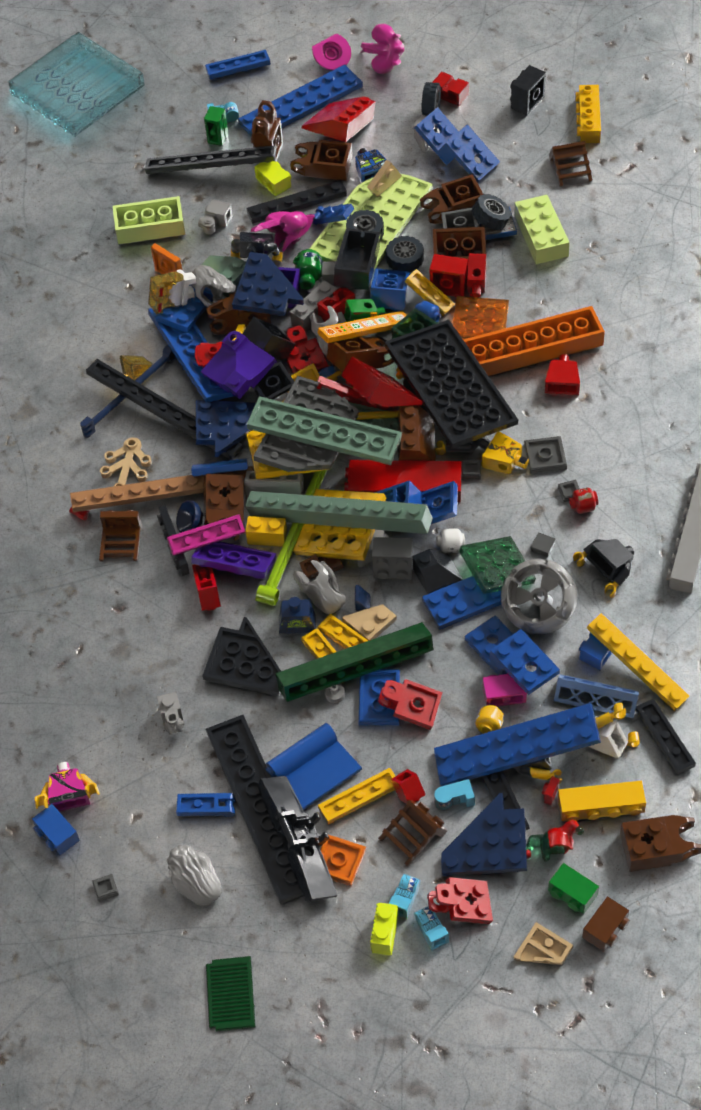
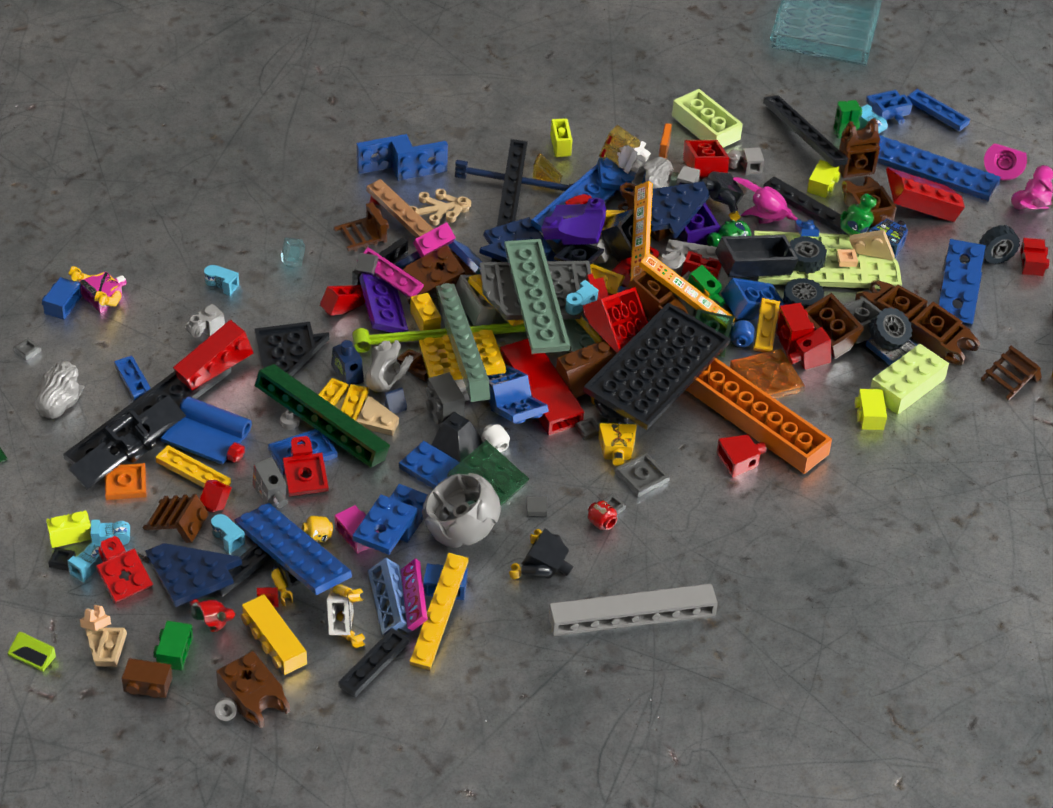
camera: 55 degrees right, 10 degrees down
(47, 465) = (402, 157): none -> blue bracket
(100, 333) = (561, 137): none -> neon yellow brick
(113, 679) = (221, 278): none -> medium azure leg
(119, 604) = (293, 252): none -> clear light blue brick
(186, 547) = (366, 263): none -> dark grey tile
(198, 480) = (434, 240): none -> dark pink brick
(203, 241) = (705, 156): none -> red brick
(211, 91) = (890, 105): none -> blue plate
(233, 263) = (688, 175): none -> light grey brick
(233, 720) = (214, 355): none -> red wedge
(280, 323) = (641, 226): none -> light orange tile
(348, 398) = (585, 295): none -> medium azure leg
(349, 171) = (858, 216): none -> green piece
(356, 751) = (235, 452): none -> red tile
(385, 203) = (847, 258): none -> light nougat plate
(412, 950) = (60, 558): none -> black tile
(417, 736) = (269, 482): none -> dark grey torso
(507, 182) = (943, 333): none -> reddish brown brick
(511, 945) = (95, 618): none -> light nougat tile
(520, 1015) = (32, 651): none -> lime slope
(560, 268) = (871, 409): none -> neon yellow brick
(606, 674) = (413, 594): none -> dark pink tile
(667, 872) = (226, 709): none -> light grey tile

